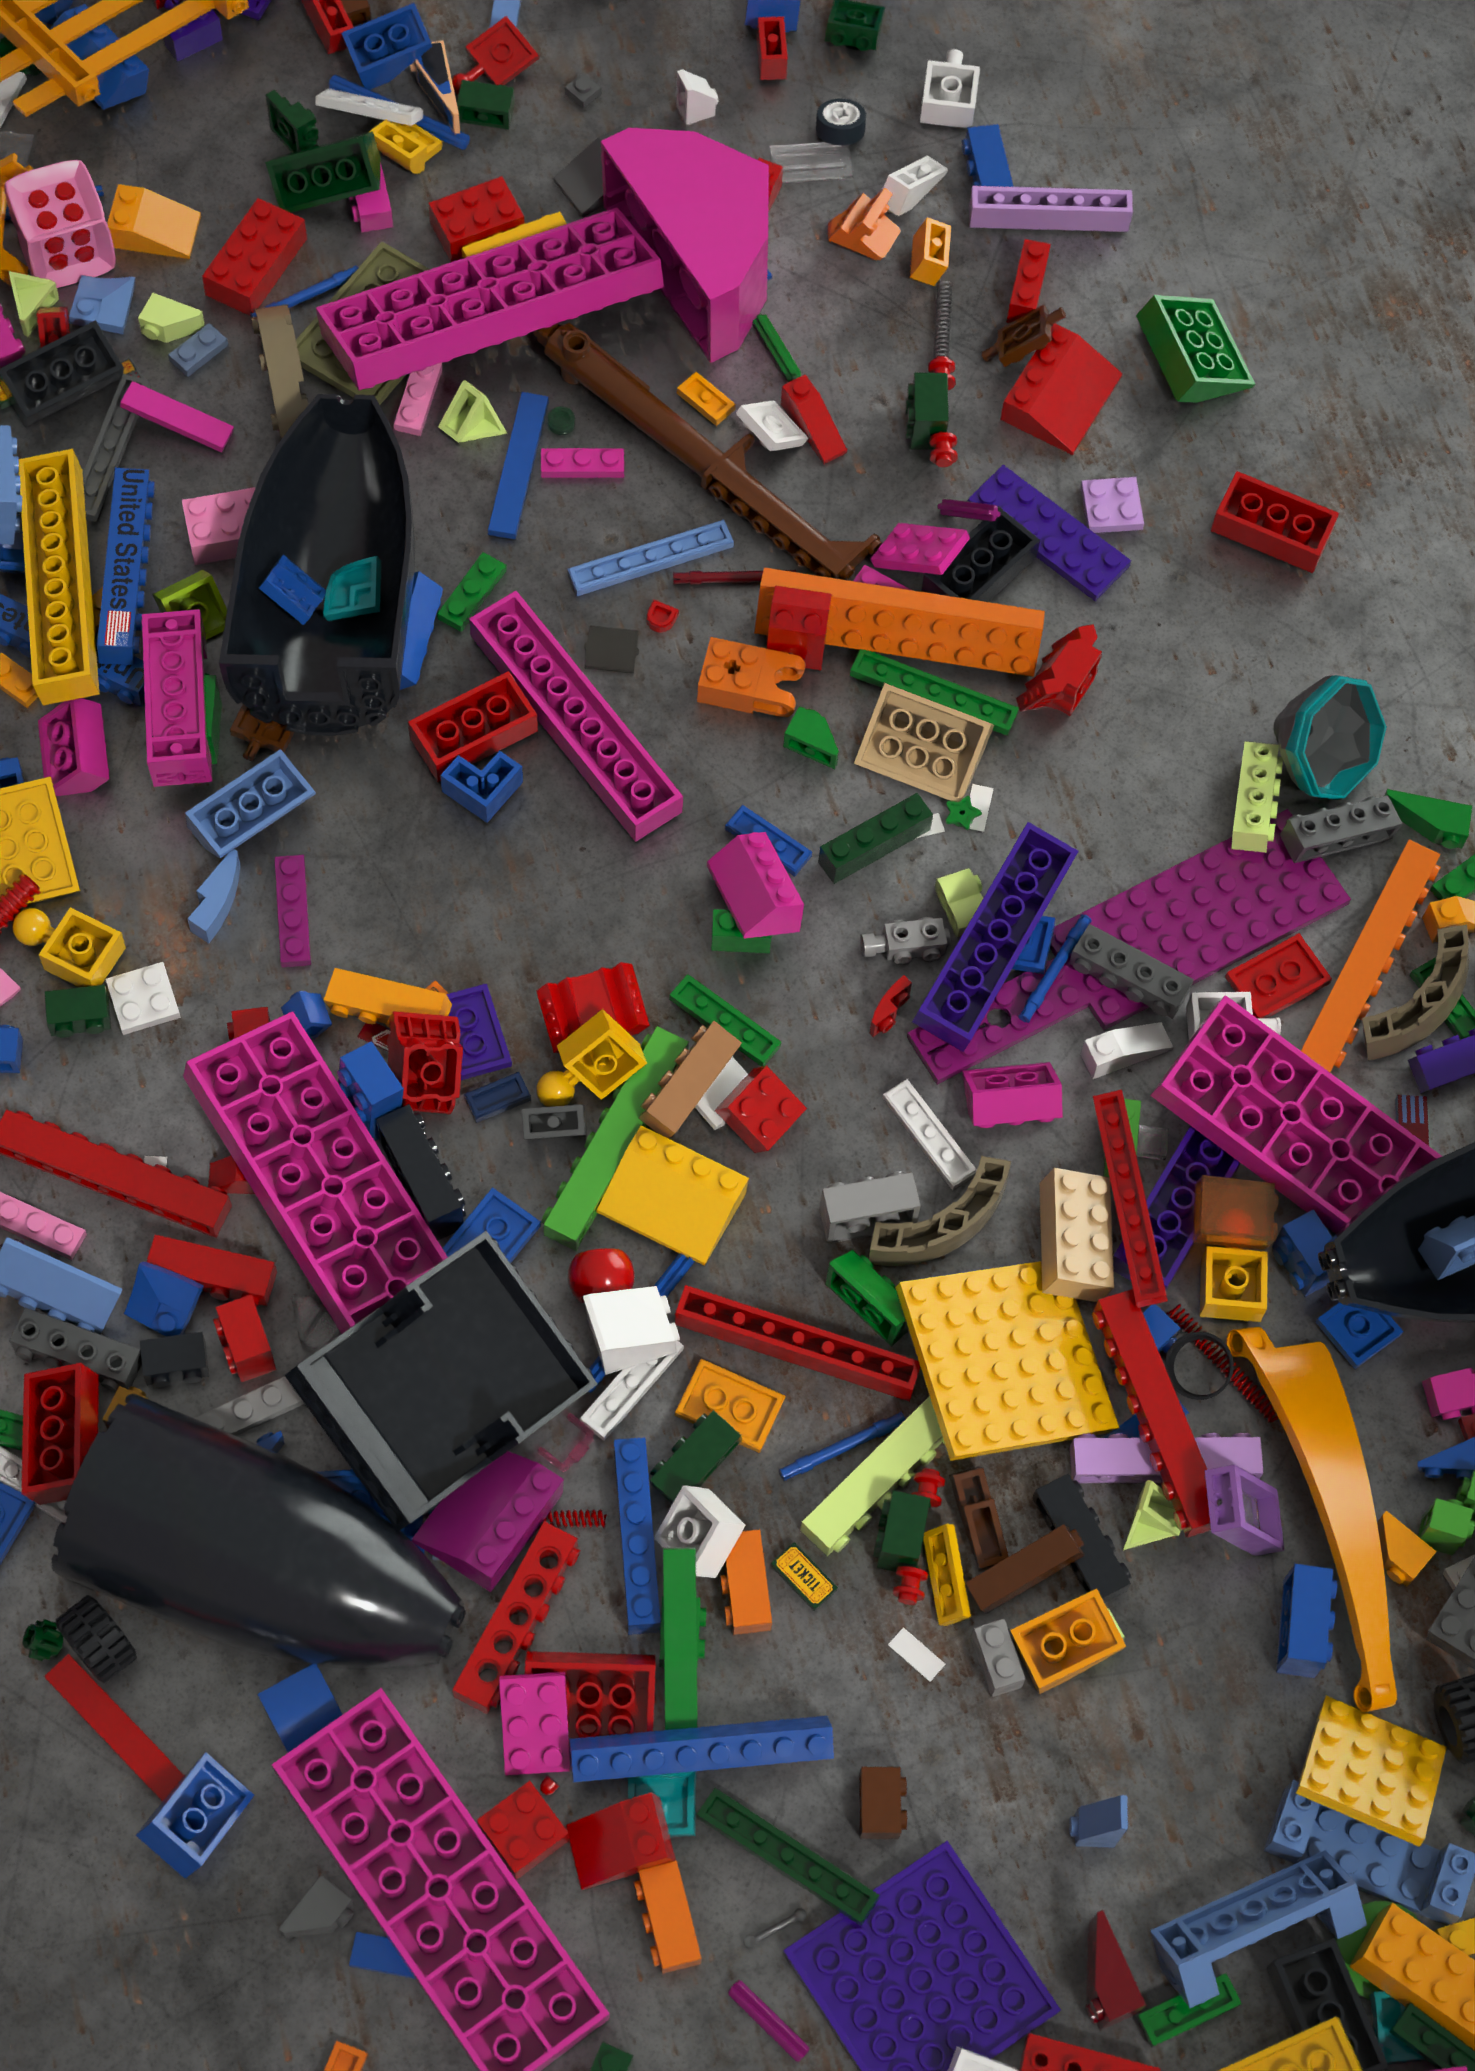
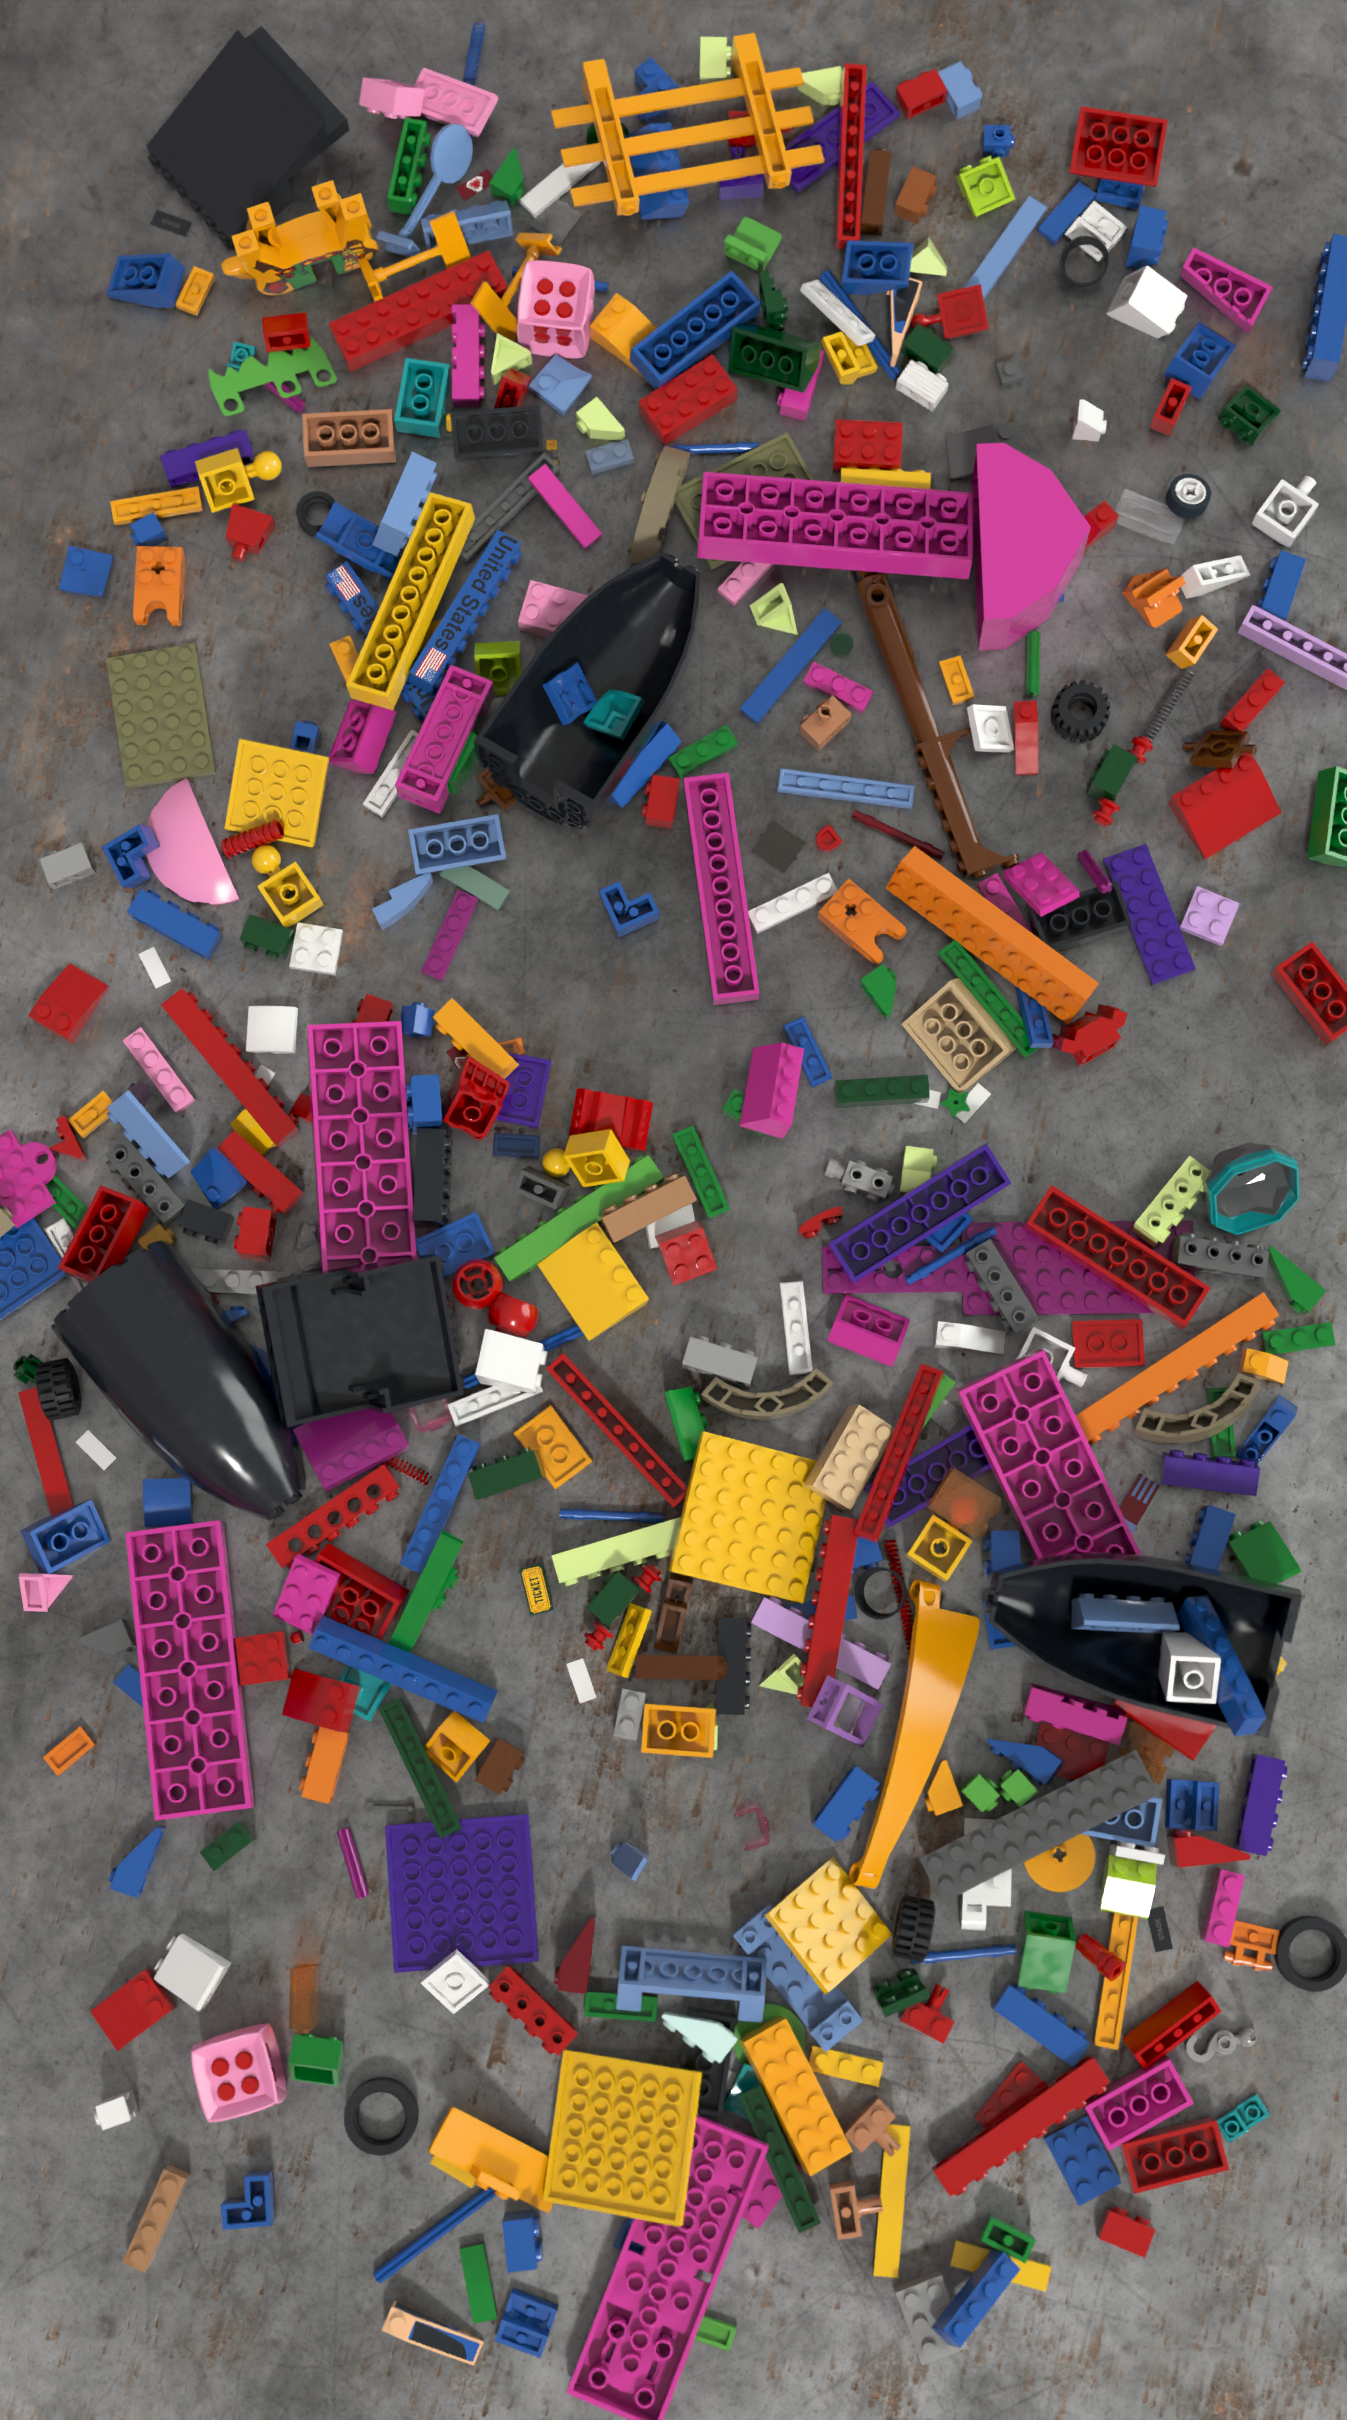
camera: 35 degrees right, 15 degrees up
(134, 774) = (384, 791): none -> white plate
(138, 1108) = (271, 1029): none -> white slope
(176, 1227) = (251, 1132): none -> yellow slope
(178, 1696) = (95, 1449): none -> white sticker
(198, 1897) = (41, 1590): none -> bright pink slope
(224, 186) = (694, 331): none -> blue brick
(238, 85) = (752, 244): none -> bright green bracket
(290, 841) = (477, 885): none -> sand green tile
(437, 20) = (927, 259): none -> yellowish green slope
(456, 659) = (662, 801): none -> red brick
(473, 724) = (645, 860): red brick -> none
(499, 138) = (922, 385): none -> white brick
(558, 1272) = (461, 1275): none -> red wheel
(590, 501) = (824, 722): none -> nougat brick
(663, 695) = (792, 903): none -> white plate
(704, 1523) = (480, 1526): white brick -> none
(746, 1586) = (494, 1573): orange brick -> none
(799, 624) = (914, 902): red slope -> none
(815, 1808) = (455, 1746): none -> light orange slope
(858, 350) = (1083, 694): none -> black tyre
(997, 687) = (1035, 1021): none -> blue plate
(1225, 1704) = (763, 1825): none -> clear pink piece
(1235, 877) = (1117, 1257): none -> red brick
(1316, 1973) = (705, 2033): none -> light aqua slope

